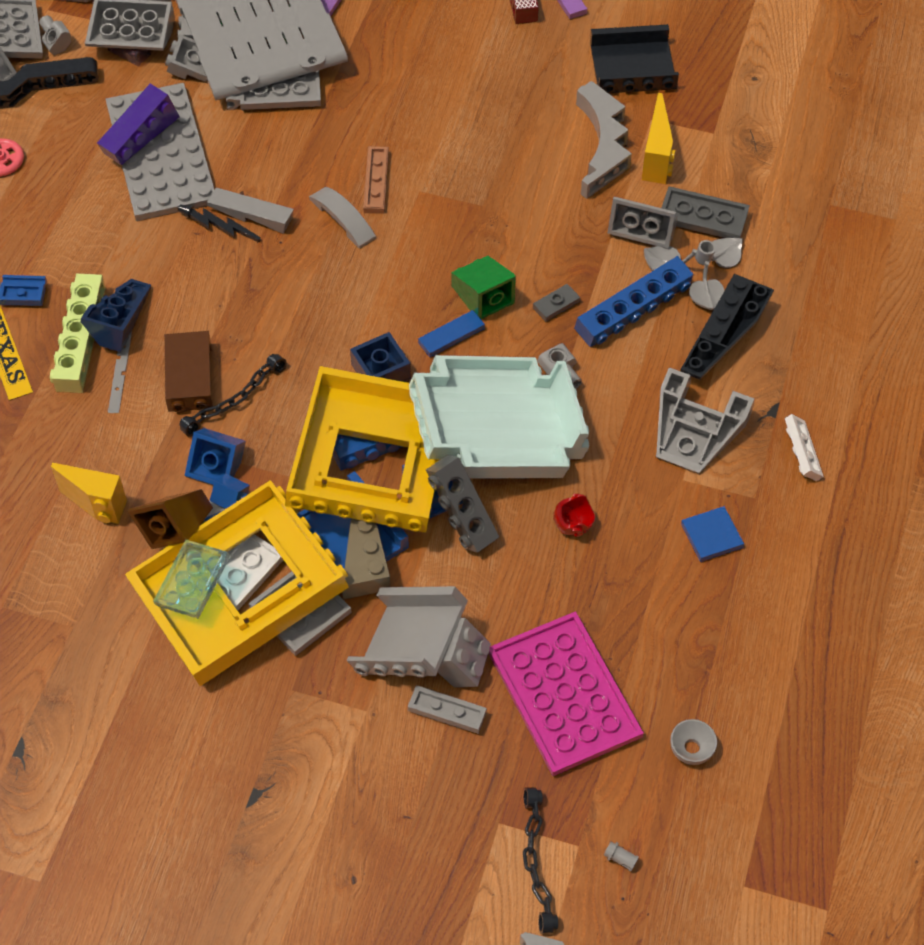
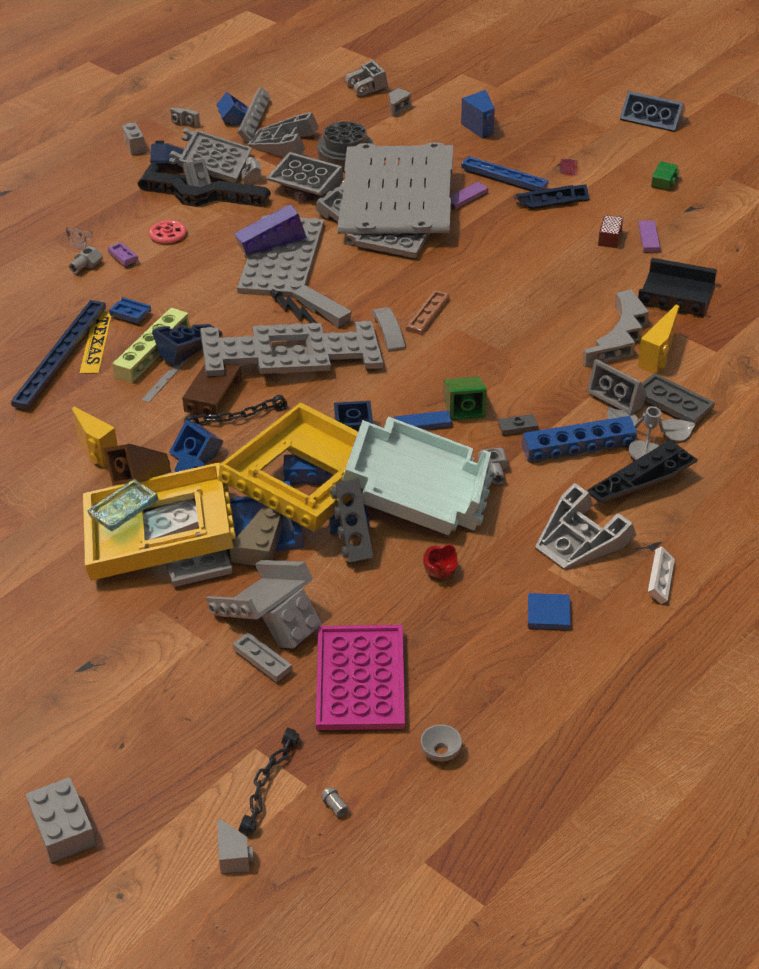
camera: 25 degrees right, 15 degrees down
(255, 298) = (313, 356): none -> light grey piece

